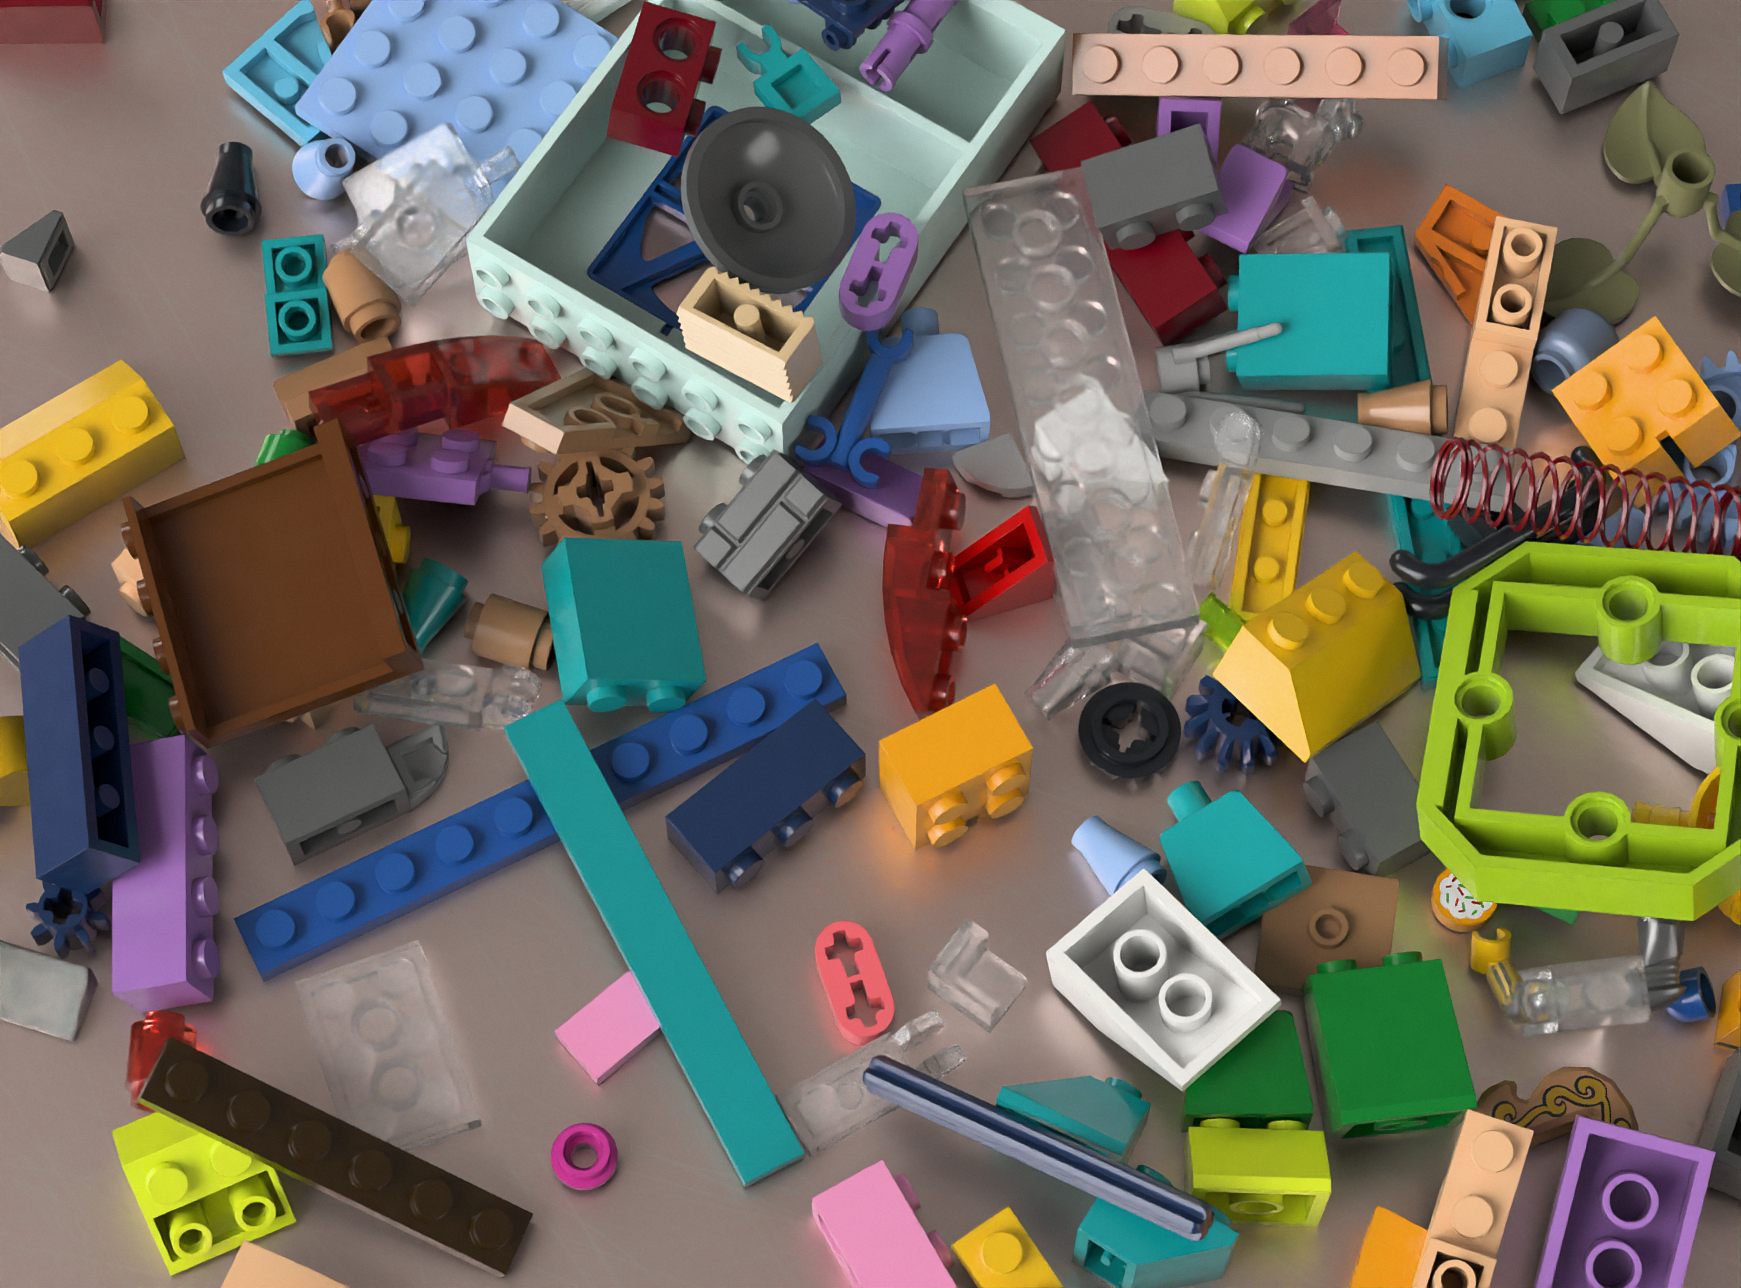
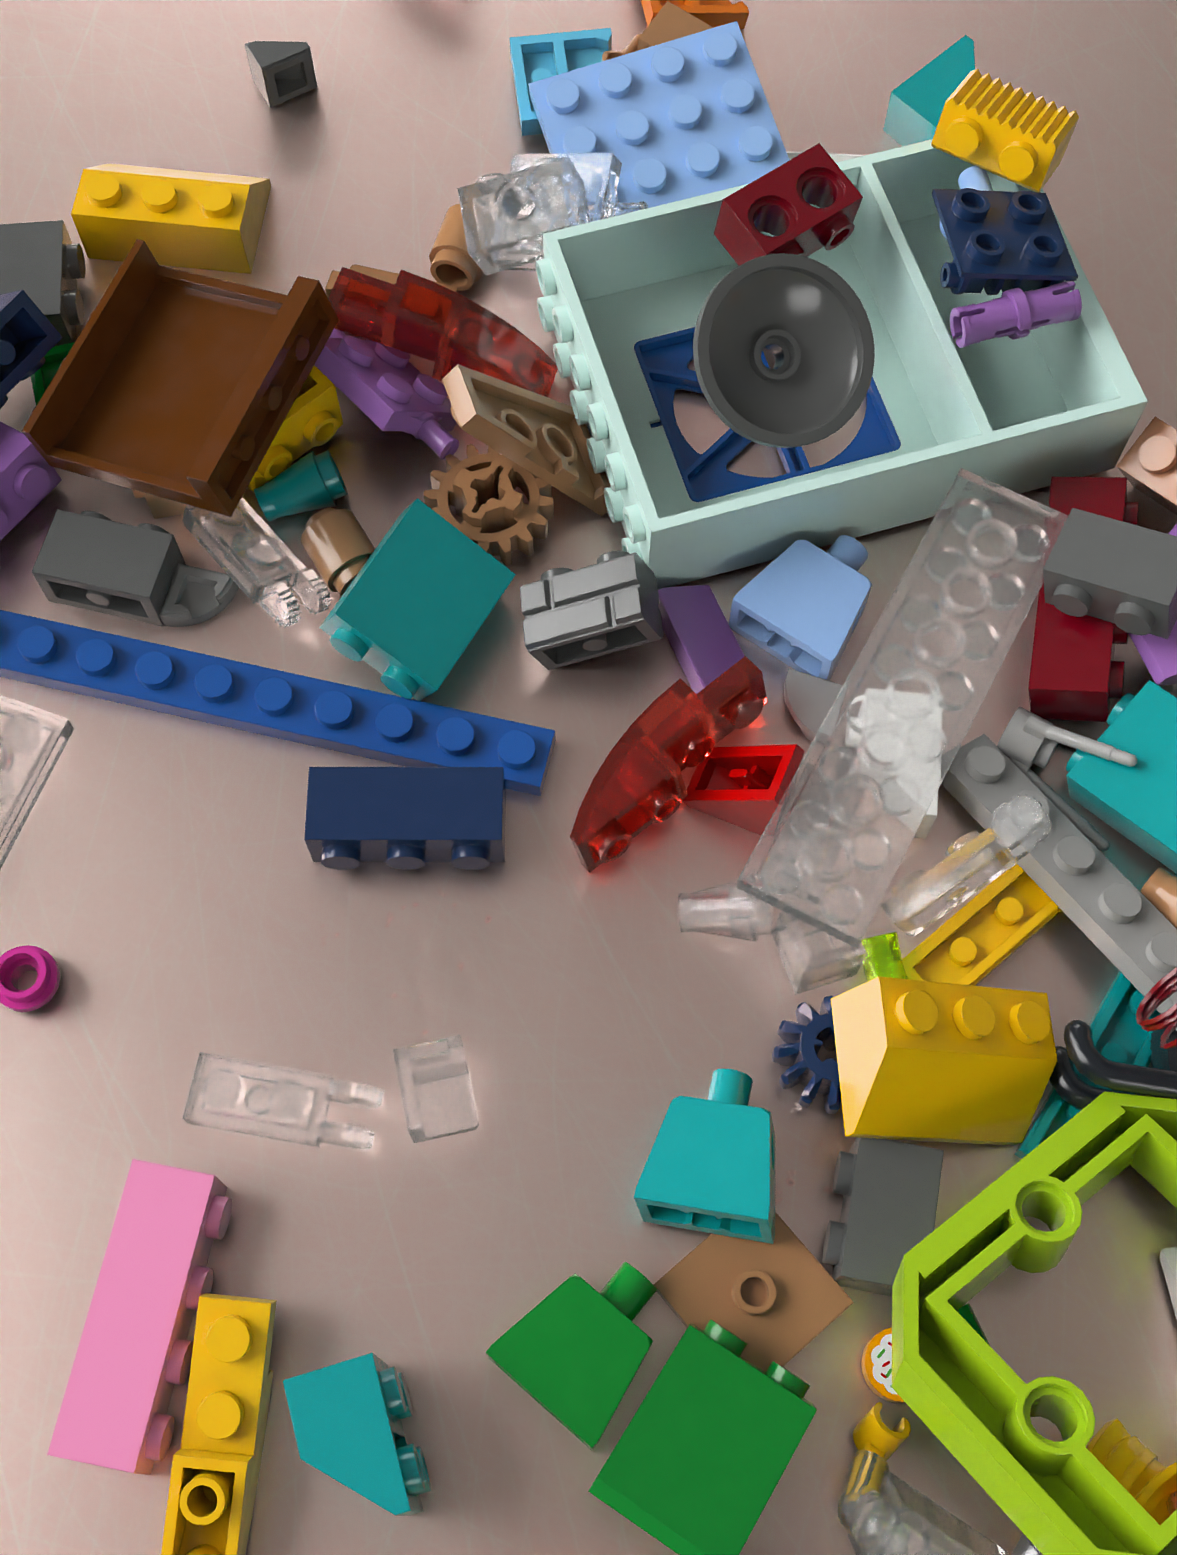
camera: 40 degrees right, 0 degrees up
(232, 193) = (443, 119): black cone -> none
(296, 295) = (410, 227): teal slope -> none
(313, 172) = (504, 145): light blue cone -> none
(610, 1029) = (158, 898): bright pink tile -> none
(654, 943) = (217, 865): teal tile -> none
(750, 334) = (678, 439): tan brick -> none
(789, 83) = (887, 286): teal plate -> none
(840, 988) = (329, 1008): coral beam -> none
(847, 448) = (704, 597): blue bar -> none
(866, 266) = (824, 464): medium lavender beam -> none
(955, 768) = (558, 906): light orange piece -> none
(1040, 1148) = (323, 1295): axle -> none
(1084, 1110) = (398, 1283): teal slope -> none
(1114, 708) = (744, 964): black gear -> none
(1115, 855) = (632, 1094): light blue cone -> none
(1159, 982) = (560, 1225): white slope -> none
(1259, 1173) = (502, 1451): neon yellow slope -> none

